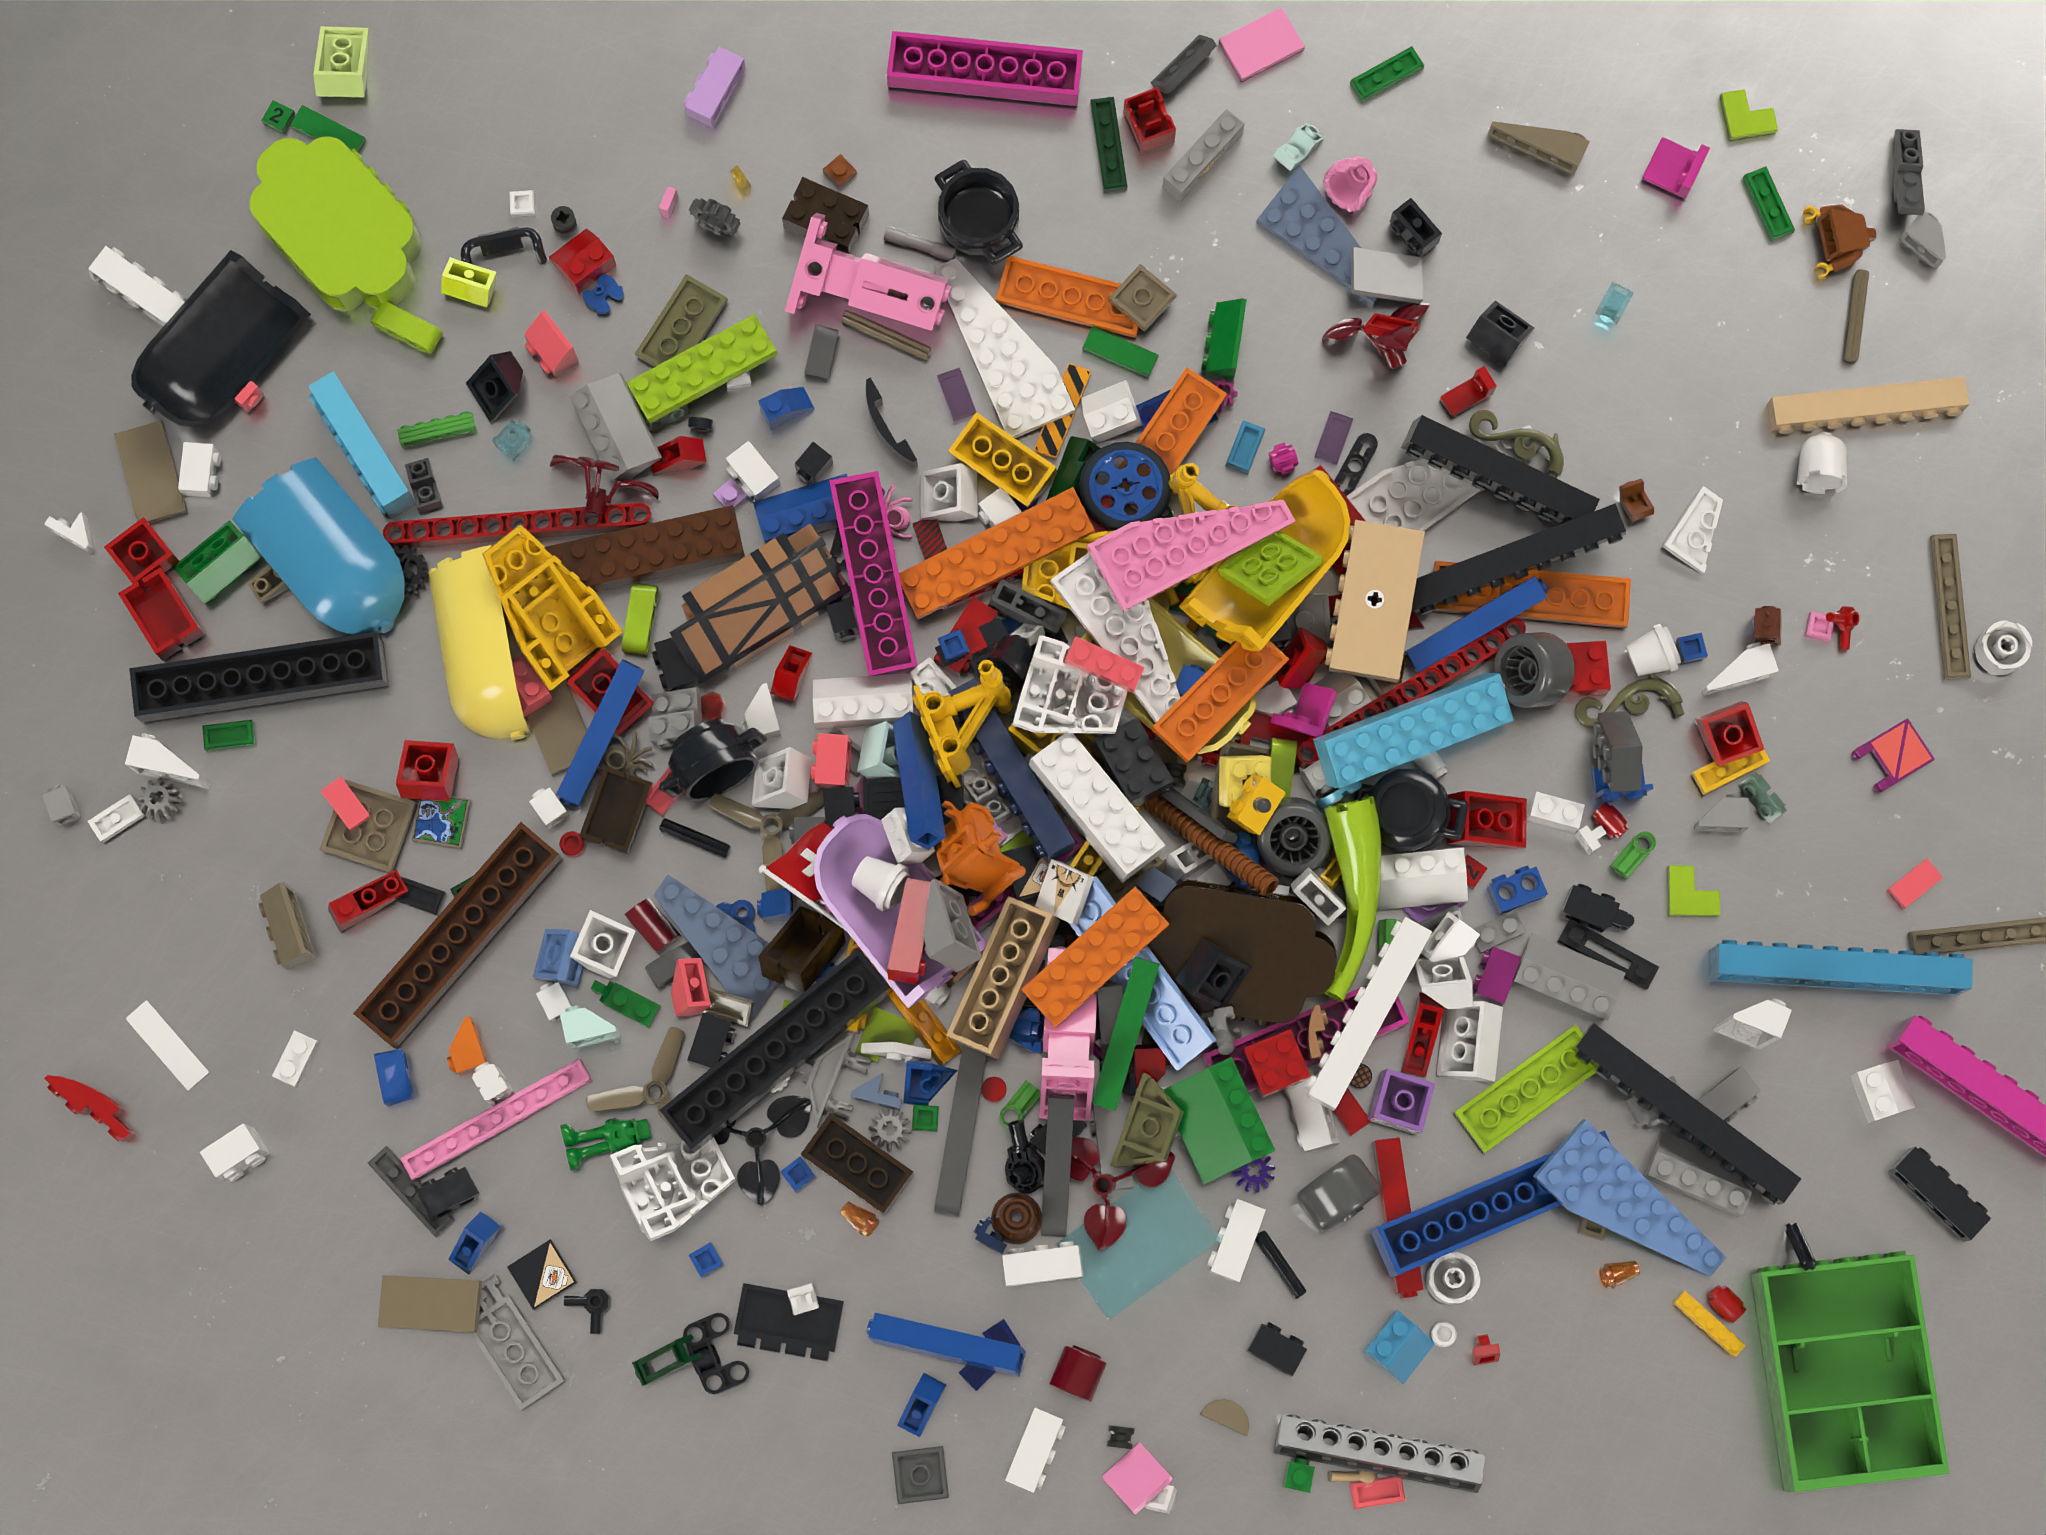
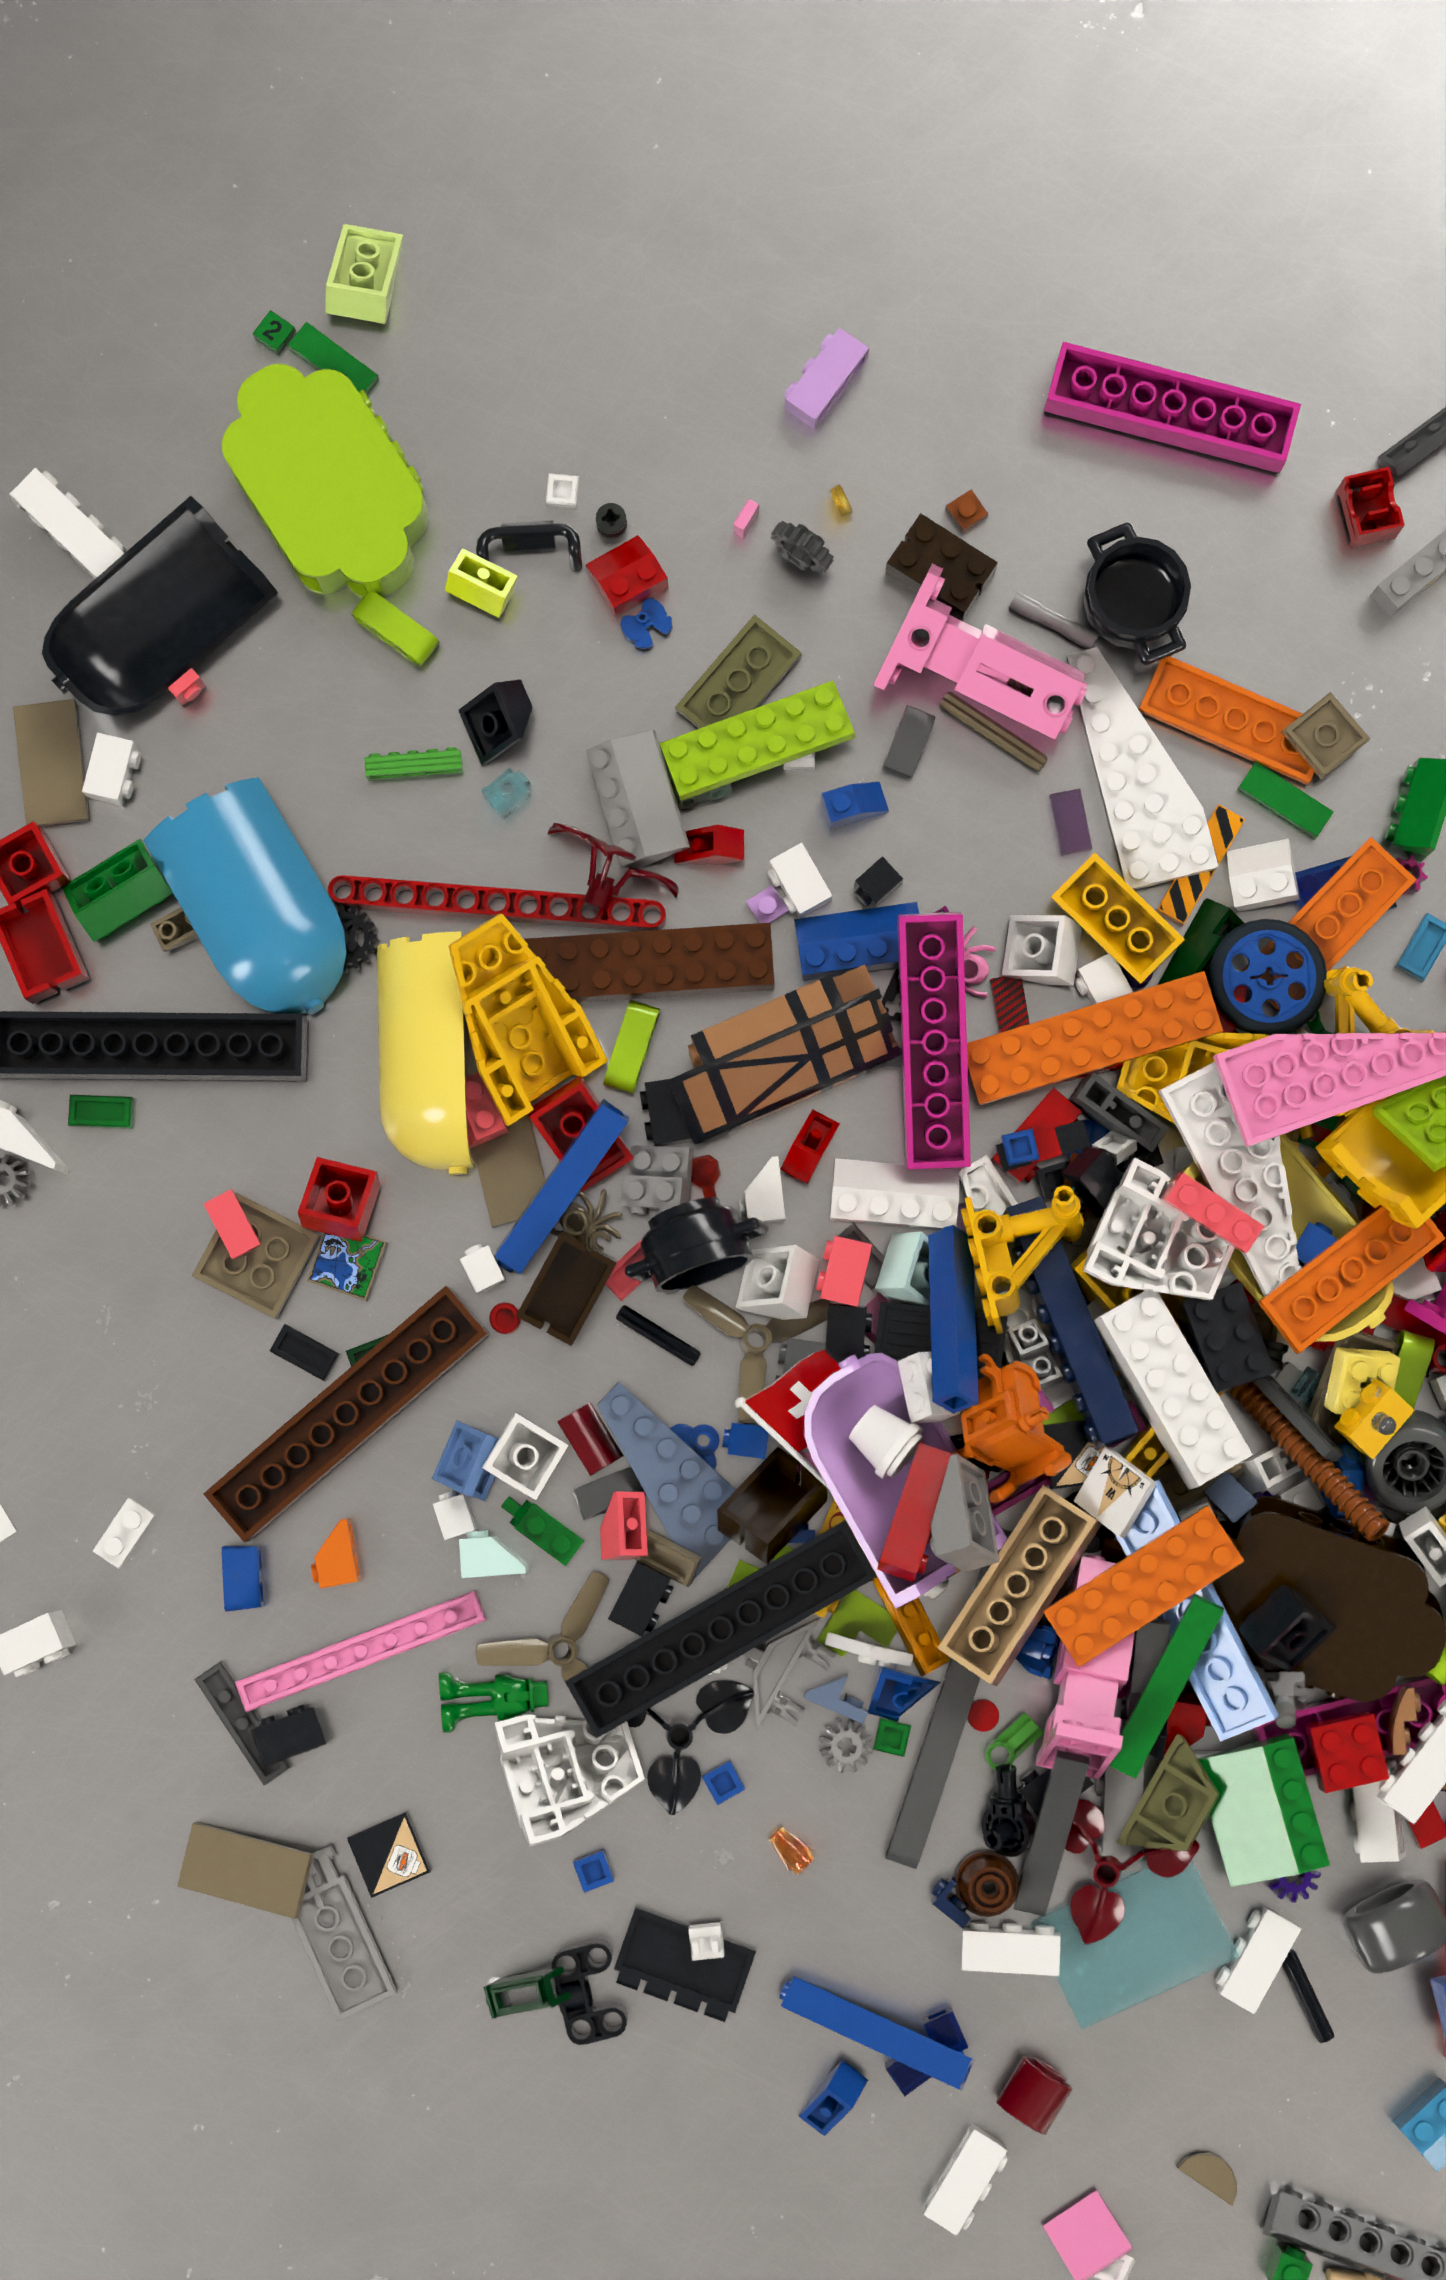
camera: 15 degrees right, 5 degrees up
(286, 926) = (137, 1367): dark tan slope -> none
(358, 440) = (320, 778): medium azure brick -> none
(366, 900) = (241, 1349): red slope -> none
(423, 485) = (387, 833): dark grey slope -> none
(474, 1242) = (311, 1801): blue slope -> none
(492, 1083) = (362, 1608): white brick -> none
(550, 346) = (571, 681): coral slope -> none
(595, 1302) = (448, 1901): black piece -> none
(700, 423) = (743, 809): black tile -> none
(842, 620) = (884, 1089): black brick -> none
(857, 1164) = (800, 1785): dark brown brick -> none
(900, 450) = (990, 884): black slope -> none
(920, 1475) = (818, 2183): dark grey tile -> none
(1108, 144) = (1311, 529): dark green tile -> none
(1120, 1437) = (1074, 2181): pearl dark grey wheel -> none
(1277, 1349) = (1285, 2104): black brick -> none

